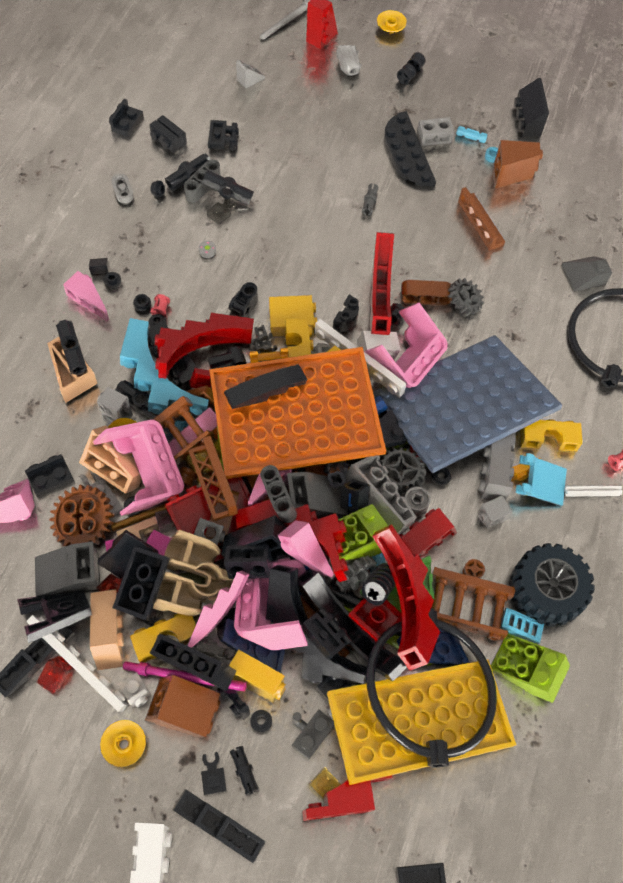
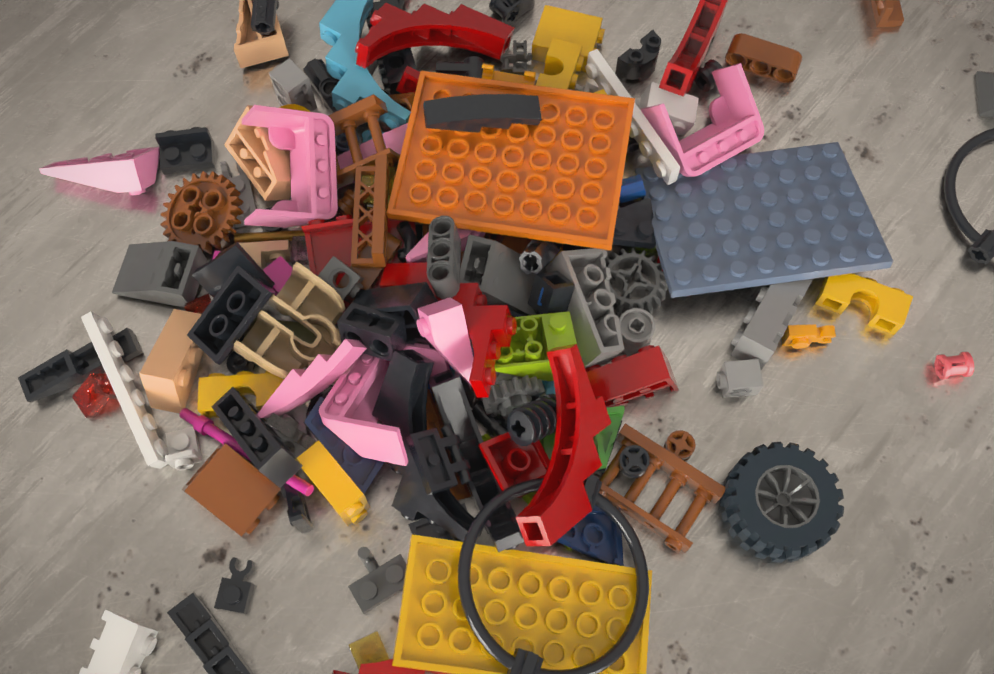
camera: 25 degrees right, 5 degrees up
(59, 612) = (123, 318): black wing -> none
(113, 736) = (129, 502): yellow dish -> none
(243, 489) = (409, 238): none -> black arm
(244, 770) = (275, 596): black pin -> none
(264, 727) = (325, 550): black plate -> none
(445, 473) = (689, 301): black plate -> none
(452, 586) = (637, 457): none -> black wheel
(466, 296) = (816, 78): dark grey gear -> none
(509, 613) = (724, 535): medium azure slope -> none
(531, 667) = (708, 602): lime slope -> none
(545, 480) = (828, 358): medium azure flag -> none
(592, 490) = (895, 395): white axle -> none

